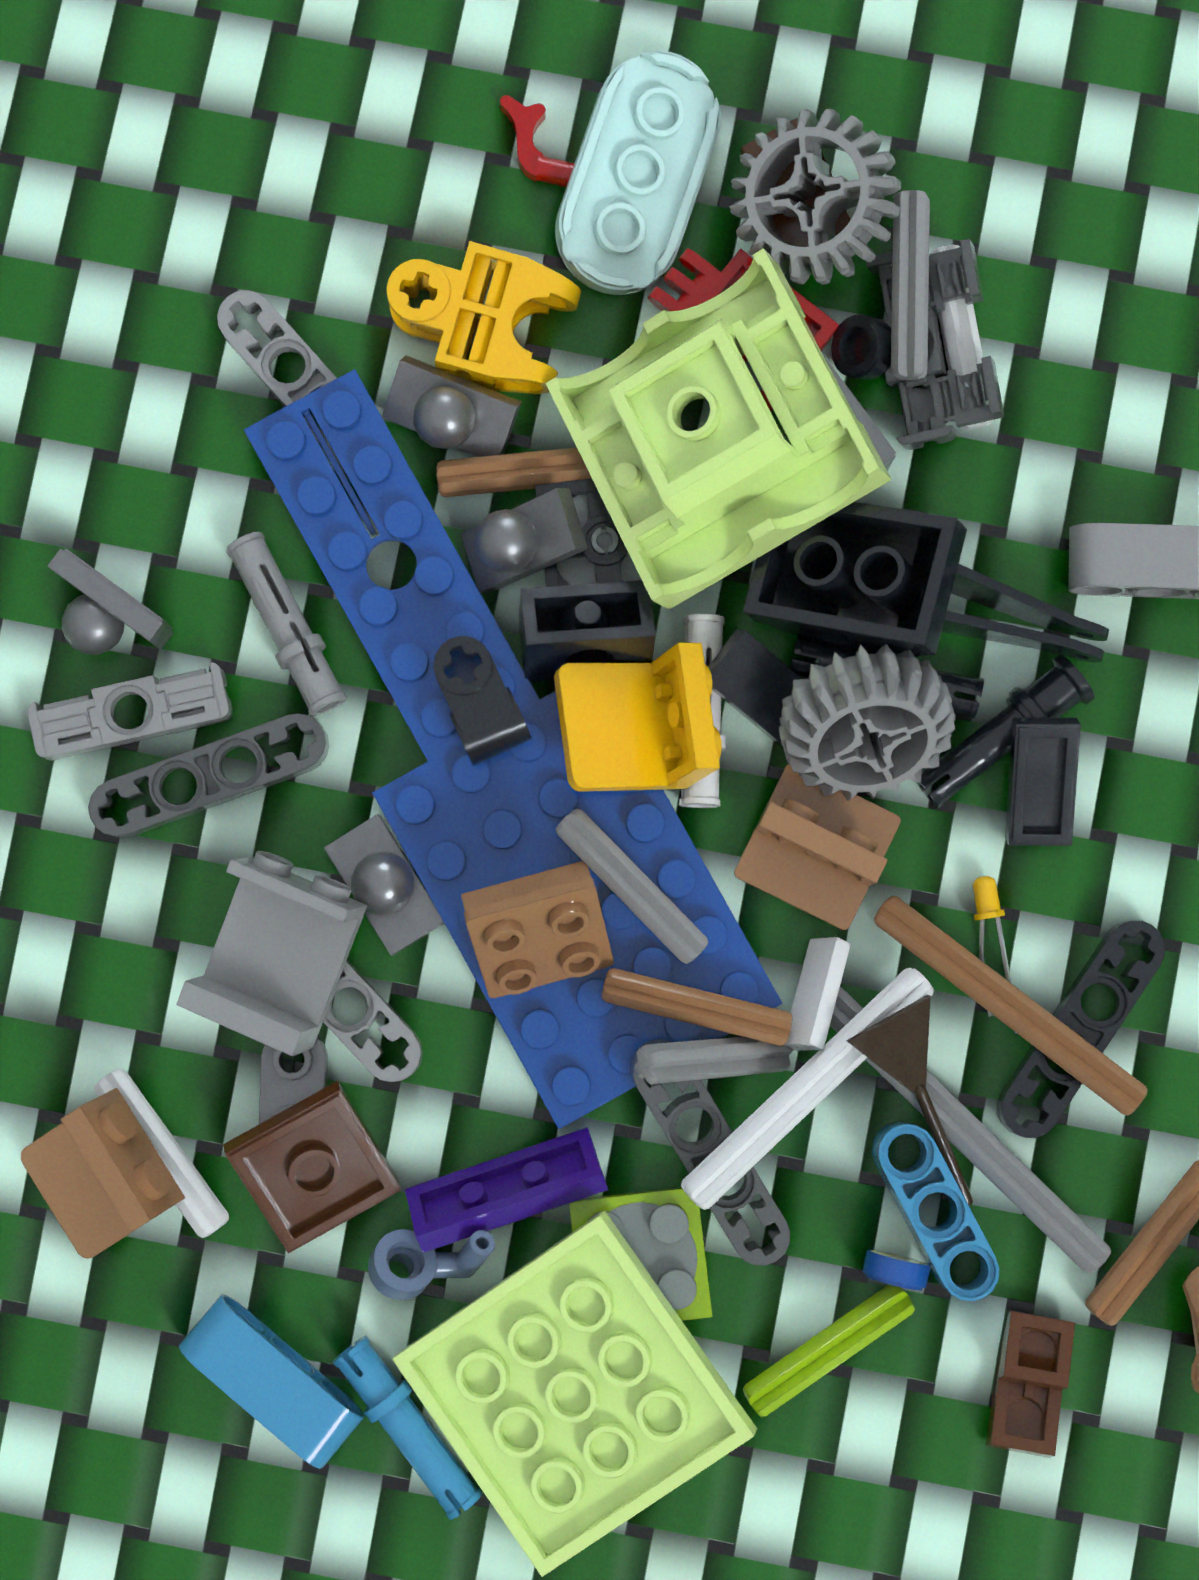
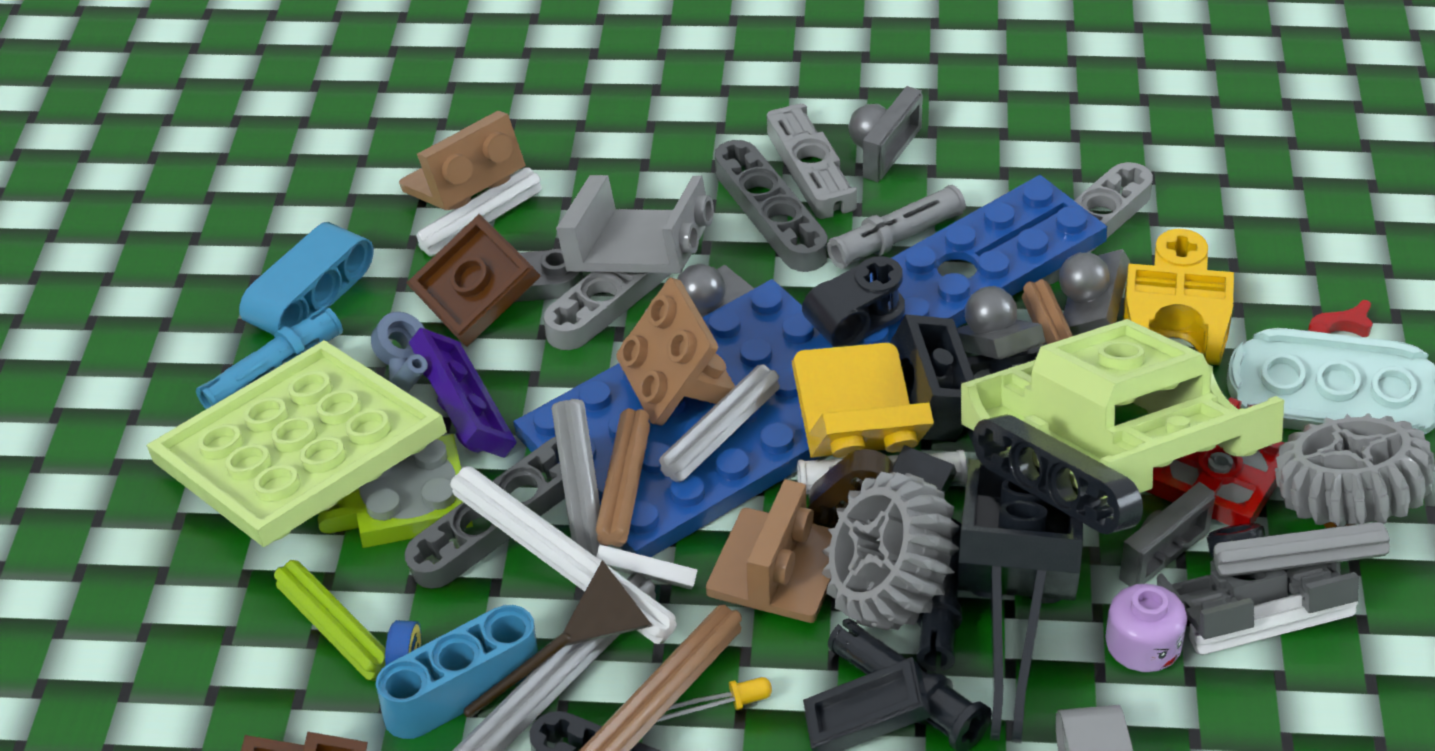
camera: 85 degrees right, 40 degrees down
(753, 751) = (835, 484): none -> dark brown beam
(839, 524) = (1095, 480): none -> black beam
(980, 472) = (1146, 627): none -> lavender head

